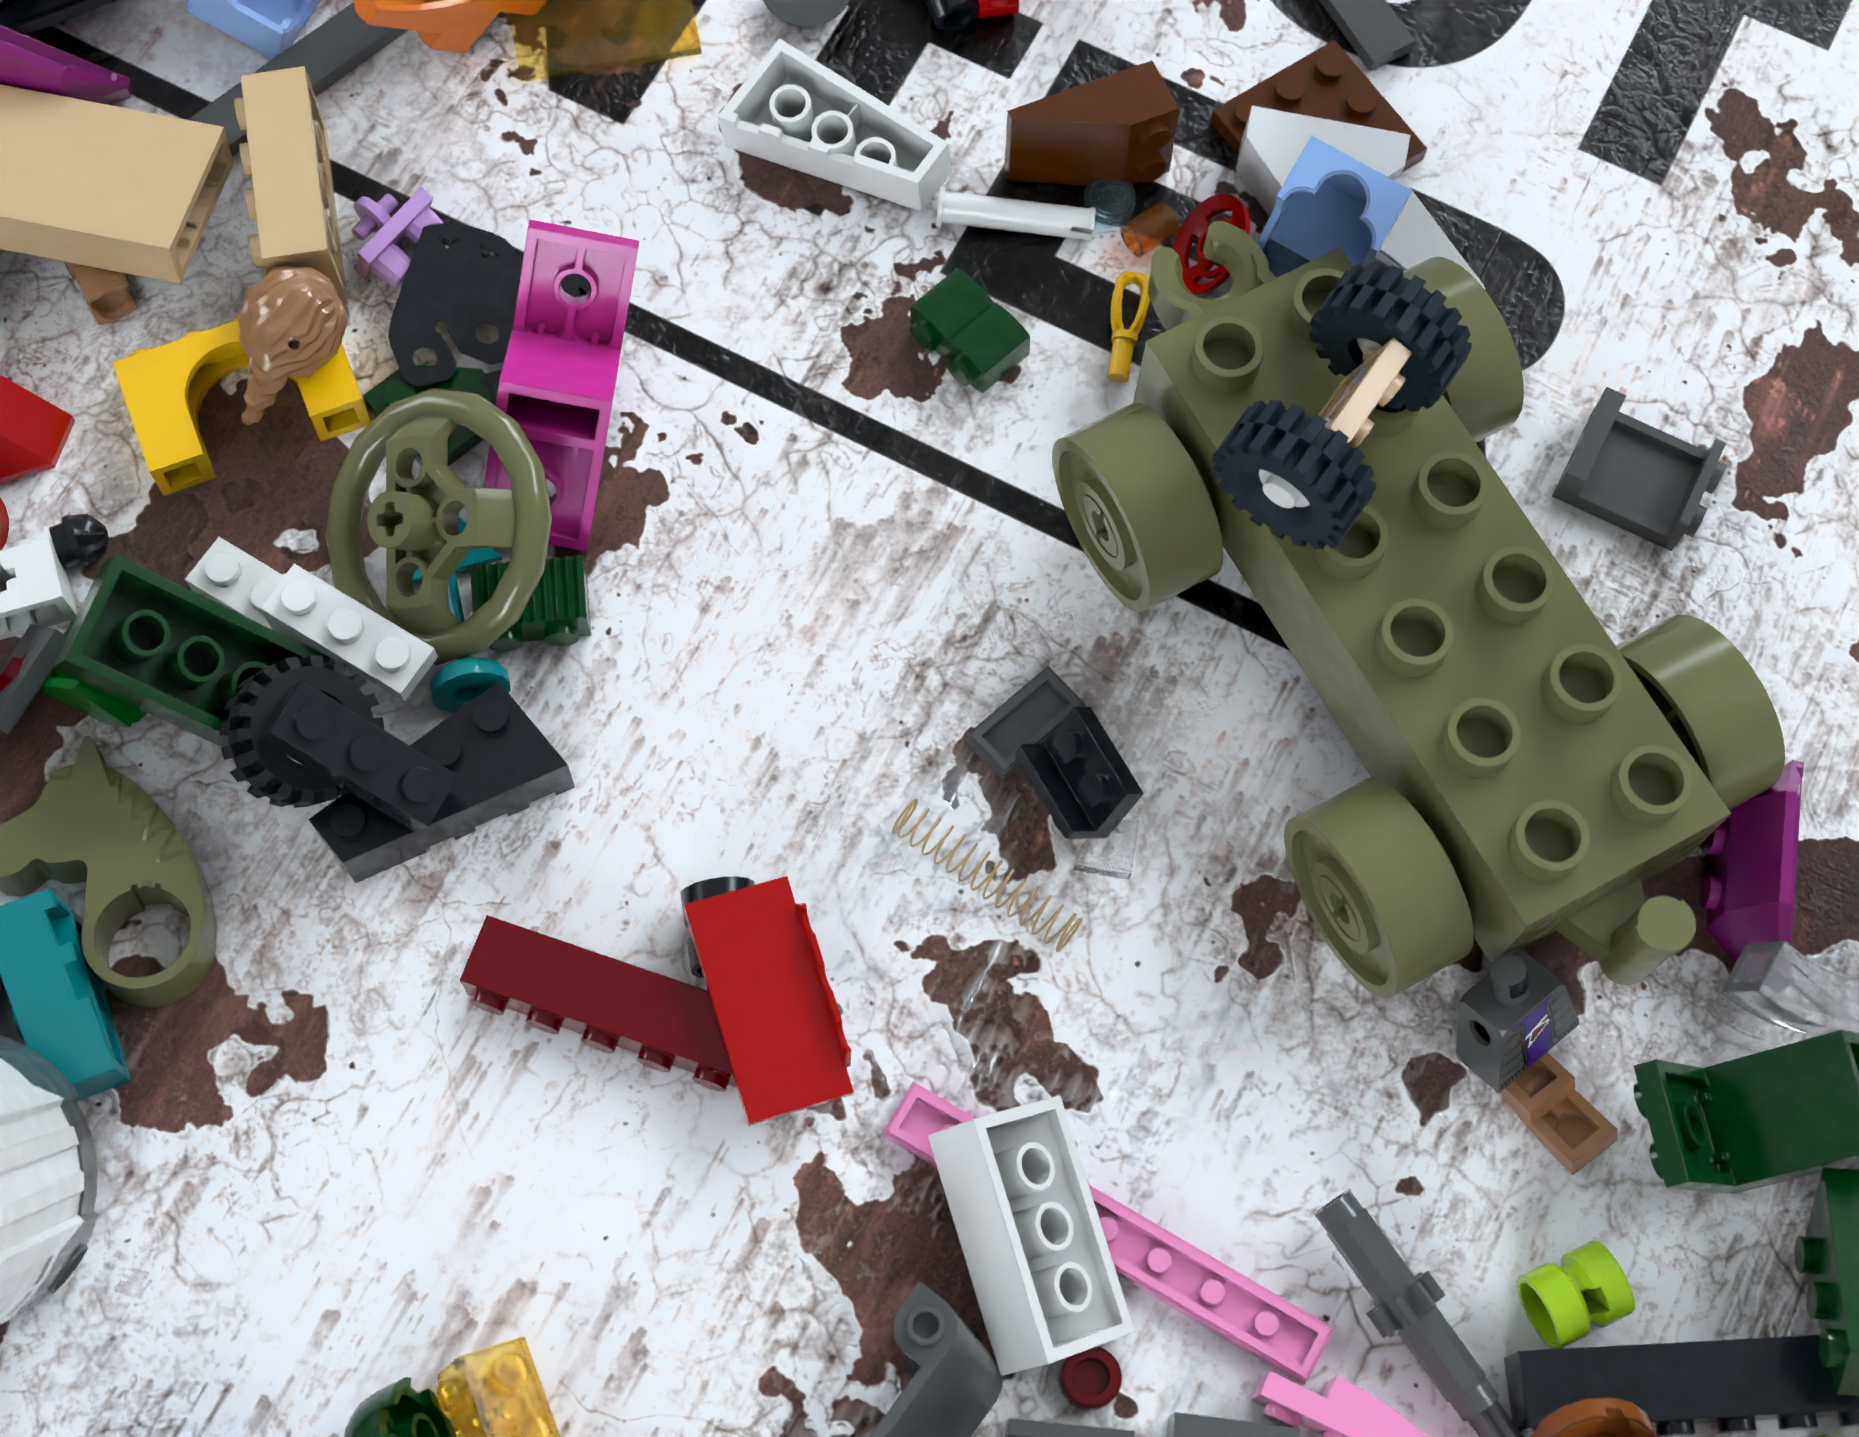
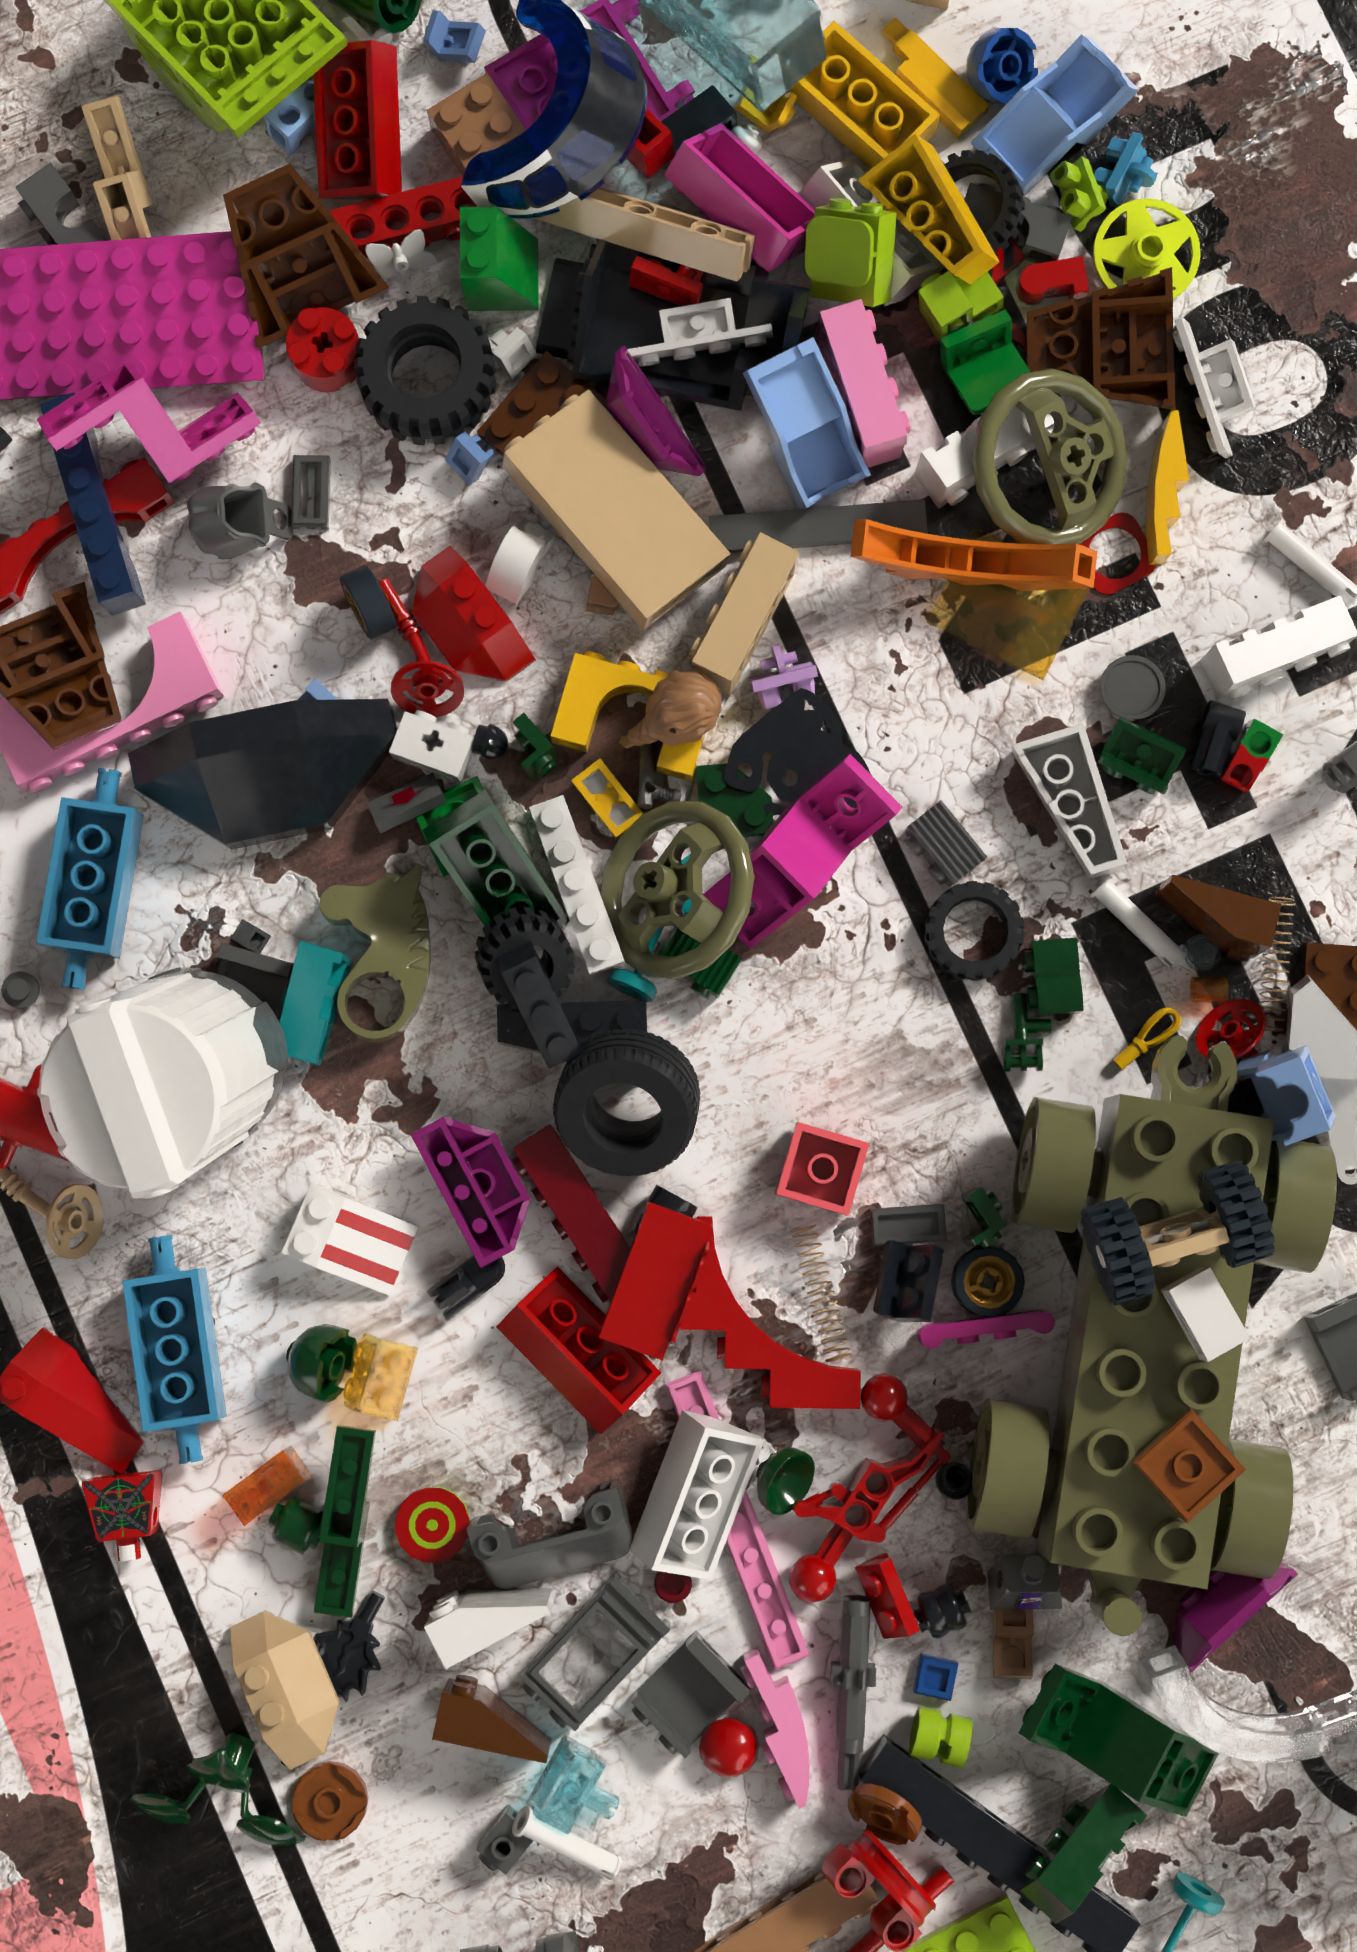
camera: 40 degrees right, 15 degrees up
(138, 495) = (537, 746): none -> dark green bracket
(276, 503) = (607, 798): none -> yellow piece
(318, 450) = (652, 781): none -> dark grey hose
(325, 1263) = (350, 1239): none -> white slope
(442, 1061) = (476, 1185): none -> magenta wedge
(527, 1199) = (465, 1279): none -> black arm
(598, 878) = (619, 1144): none -> black tyre
(717, 1177) = (559, 1336): none -> red slope
(726, 280) = (944, 845): none -> dark grey brick
(835, 300) = (999, 901): none -> black tyre
(870, 724) = (822, 1168): none -> coral brick
(874, 45) = (1140, 756): none -> dark green bracket
(944, 1004) = (791, 1378): none -> red arch
(995, 422) = (1021, 1044): none -> dark green arm
(1103, 631) = (985, 1210): none -> dark green bracket
(1124, 1128) = (784, 1479): none -> dark green piece
(1166, 936) = (884, 1400): none -> red piece
(1186, 737) = (970, 1272): none -> wheel
(1195, 168) = (1275, 970): none -> tan piece
(1230, 749) = (969, 1329): none -> dark pink plate
(1327, 970) = (954, 1480): none -> black plate
(1373, 1169) = (887, 1597): none -> red bracket
(1445, 1137) = (942, 1611): none -> black piece
(1452, 485) = (1205, 1313): none -> white panel
(1505, 1231) = (935, 1677): none -> blue tile
(1585, 675) = (1188, 1465): none -> dark orange tile

